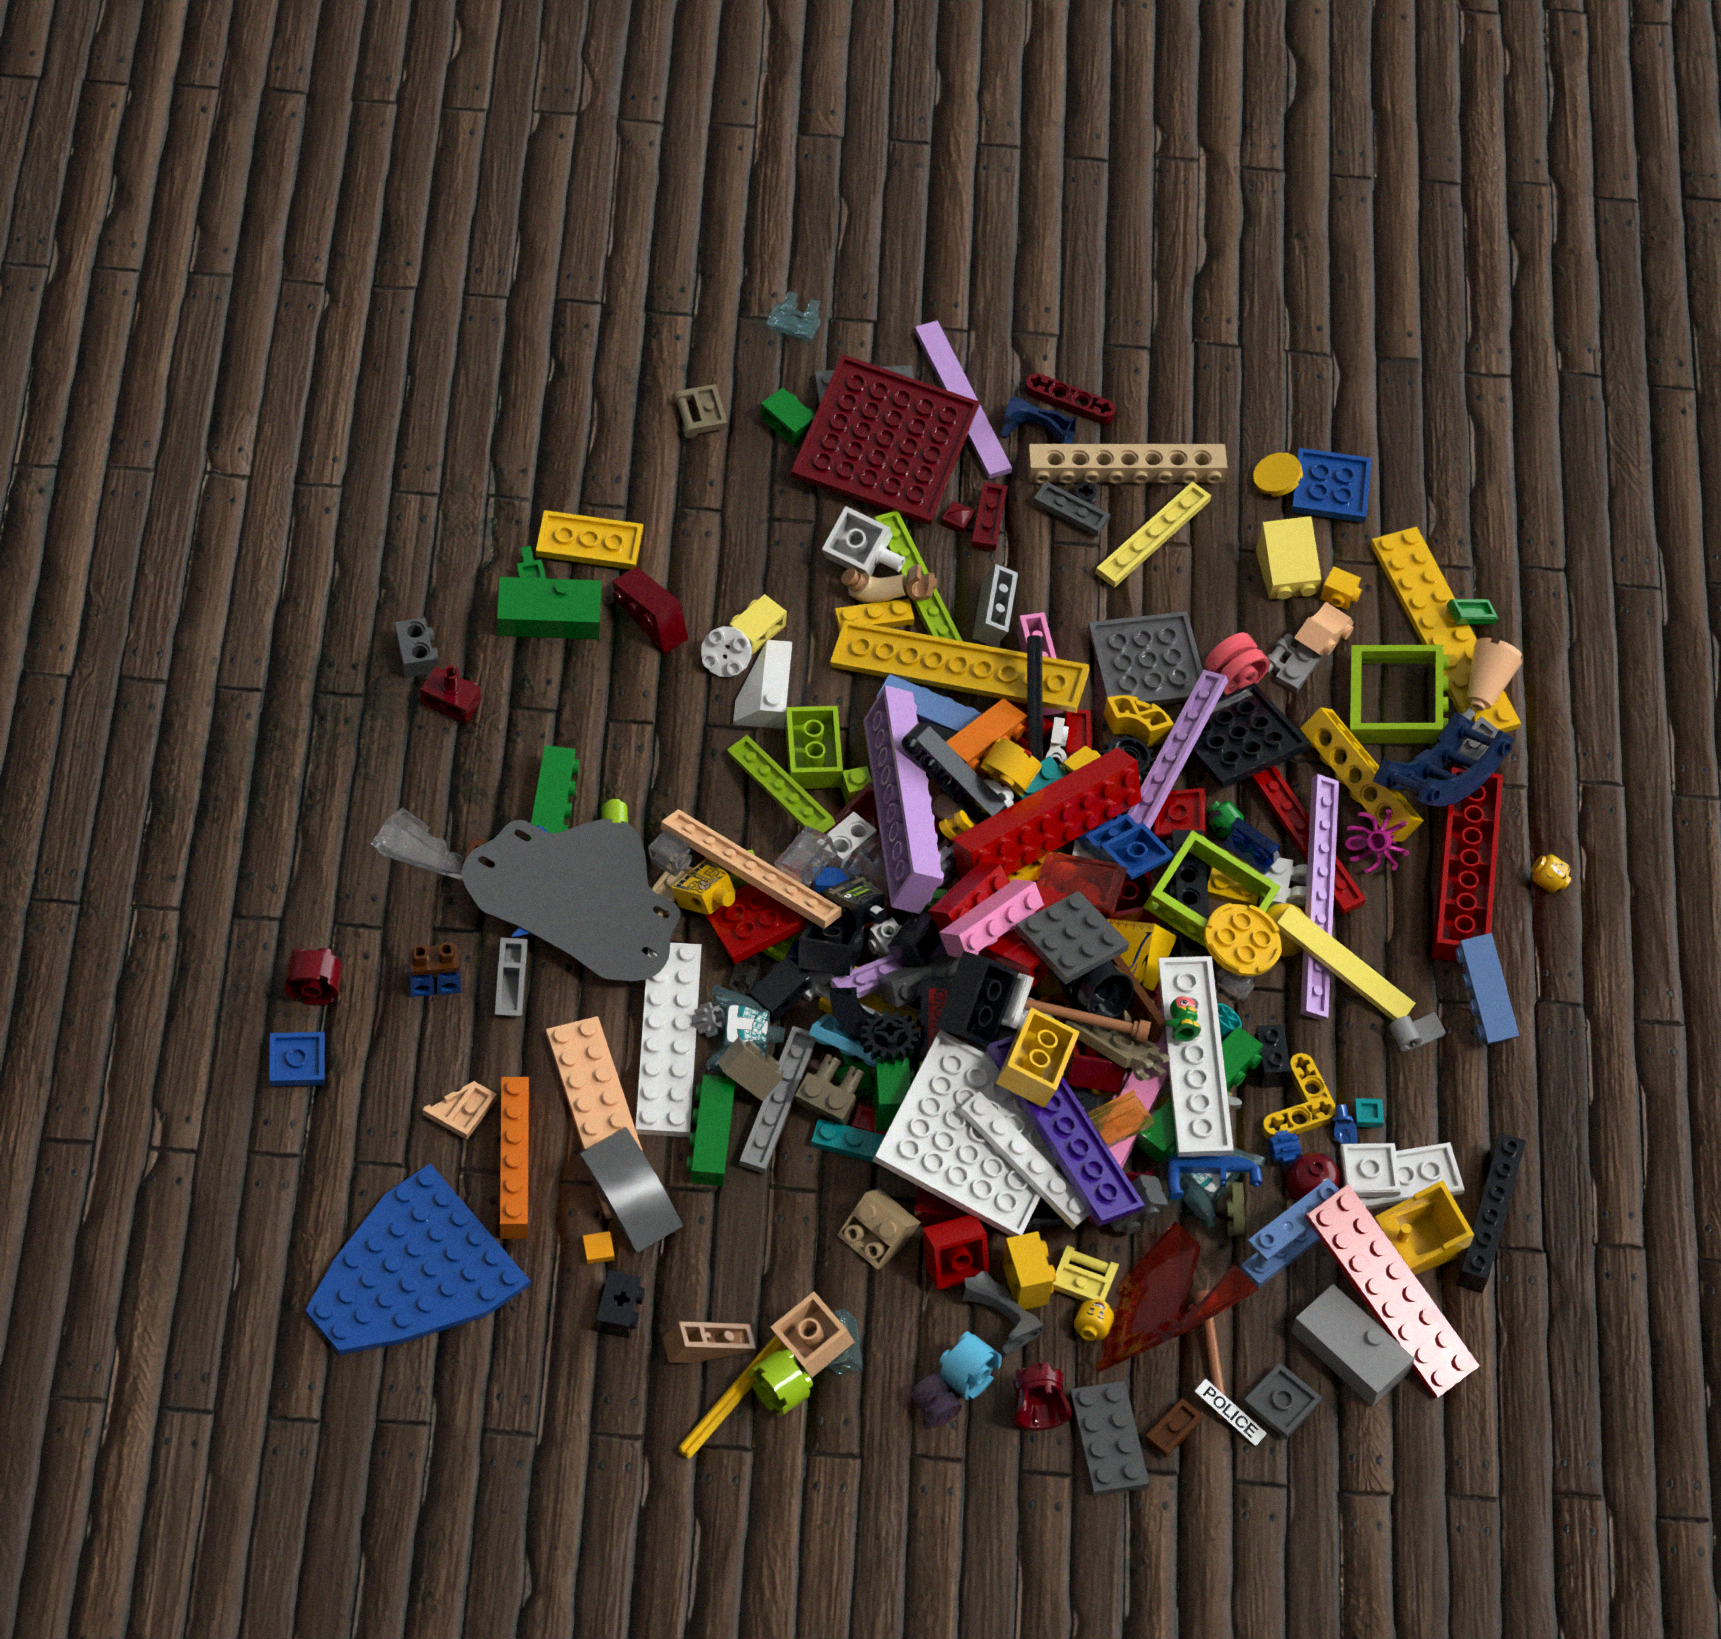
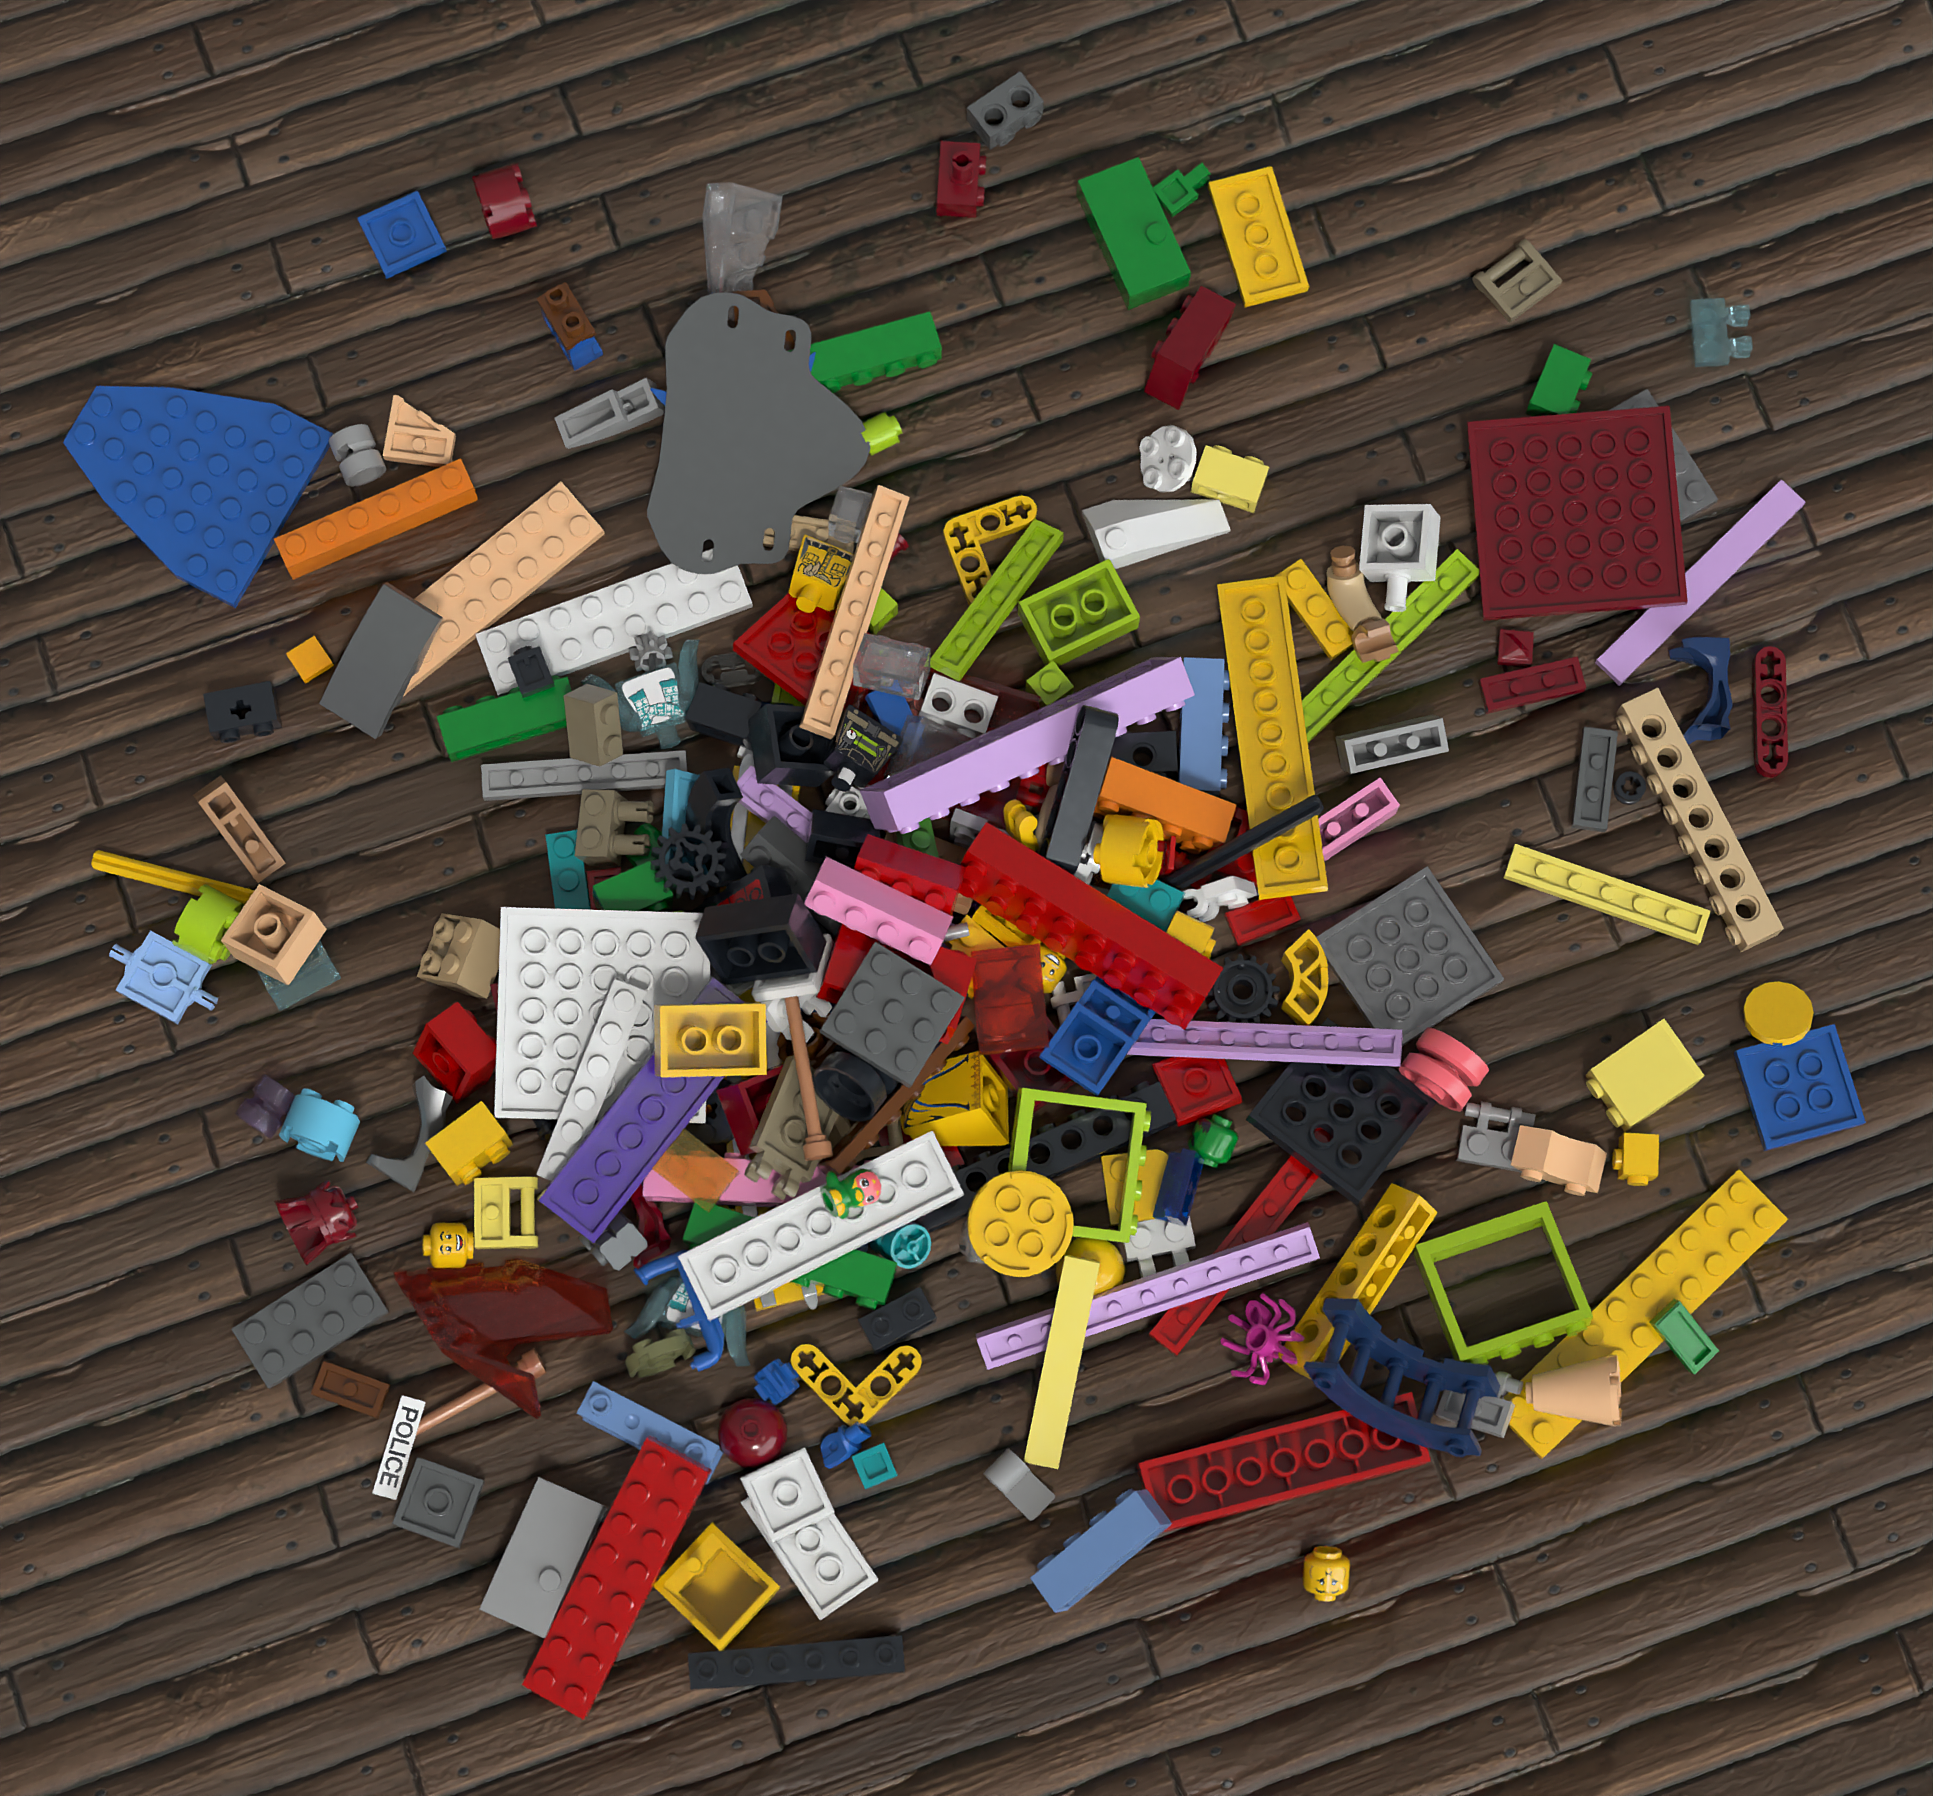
camera: 70 degrees right, 20 degrees up
(467, 1150) = (357, 455): none -> light grey wheel
(689, 1092) = (530, 670): none -> black bracket
(720, 792) = (977, 535): none -> yellow beam
(801, 1437) = (163, 977): none -> light blue plate

